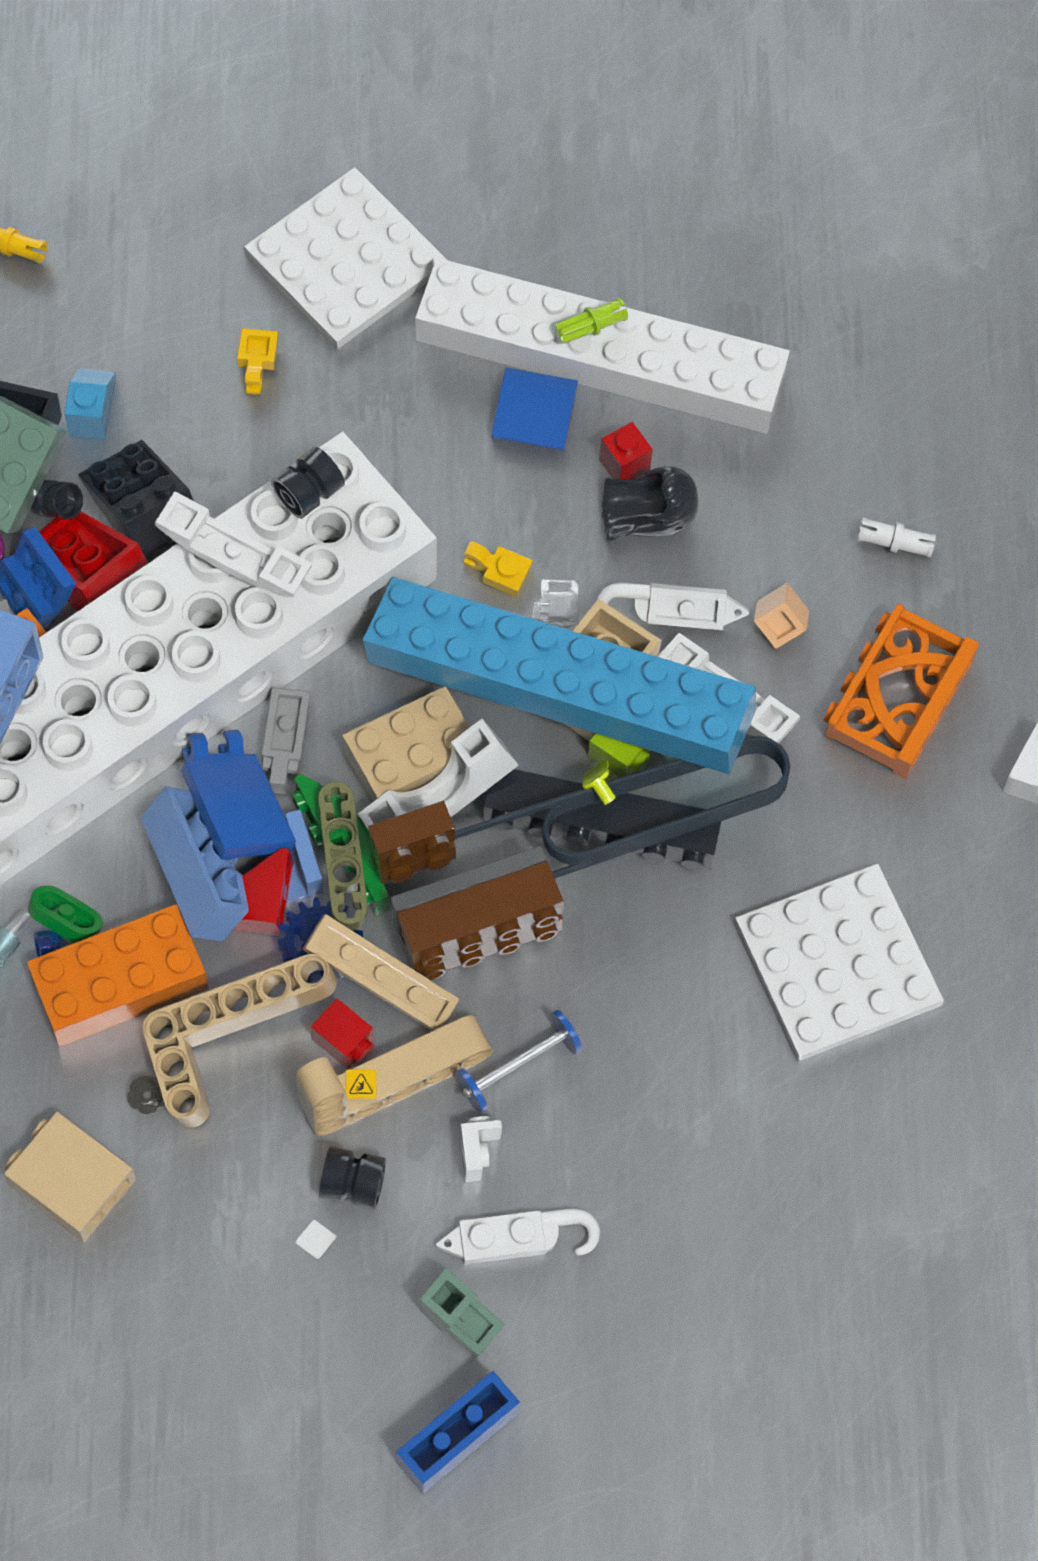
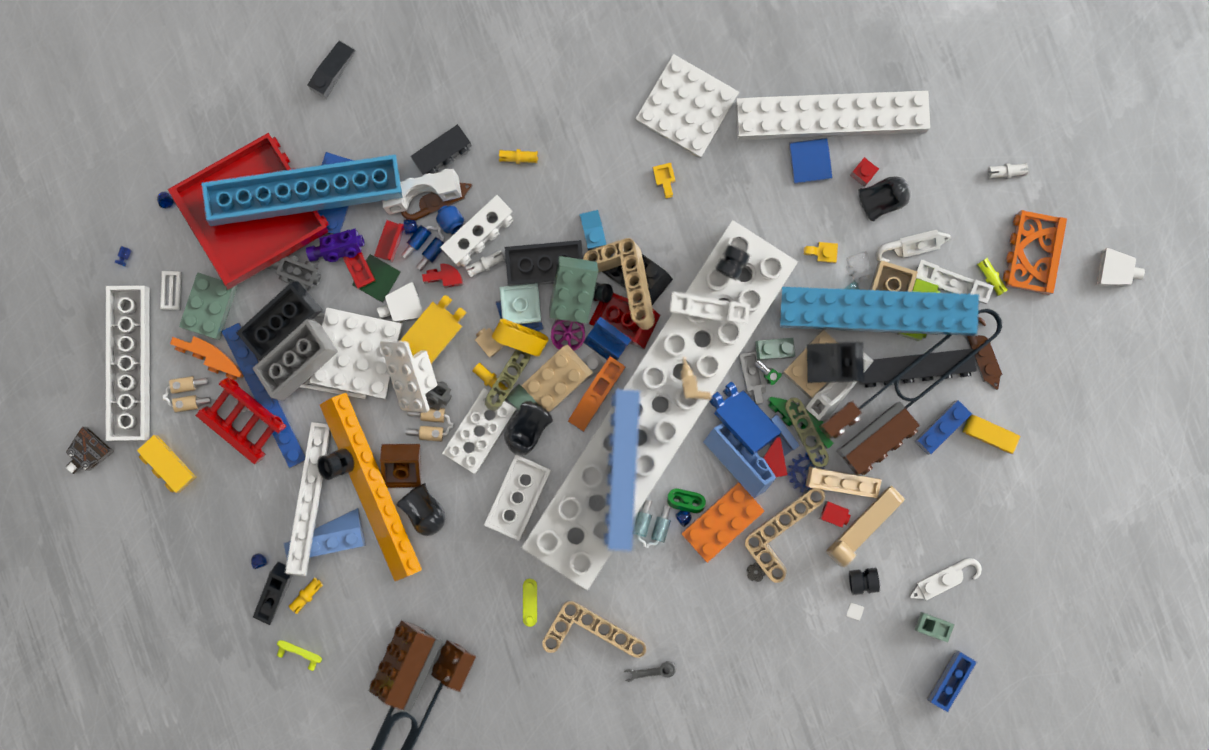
camera: 20 degrees left, 20 degrees up
(69, 1176) = (736, 623): tan brick -> none
(129, 455) = (631, 276): none -> tan beam
(144, 669) = (690, 384): none -> tan piece
(317, 740) = (770, 374): none -> piece
(343, 699) = (775, 349): none -> sand green plate
(361, 1084) = (853, 538): yellow sticker -> none
(443, 729) = (835, 362): none -> black slope
(474, 1153) = (913, 550): white bracket -> none
(564, 1032) = (935, 479): axle -> none
(591, 321) = (828, 112): lime axle -> none
(597, 778) = (912, 355): neon yellow piece -> none
(637, 929) = (943, 427): none -> blue arch
(706, 986) = (991, 434): none -> yellow beam
(742, 844) = (986, 359): none -> reddish brown plate
(781, 615) = (966, 232): light nougat panel -> none
(807, 708) = (992, 276): none -> neon yellow pin
(838, 962) = (1046, 399): white plate -> none

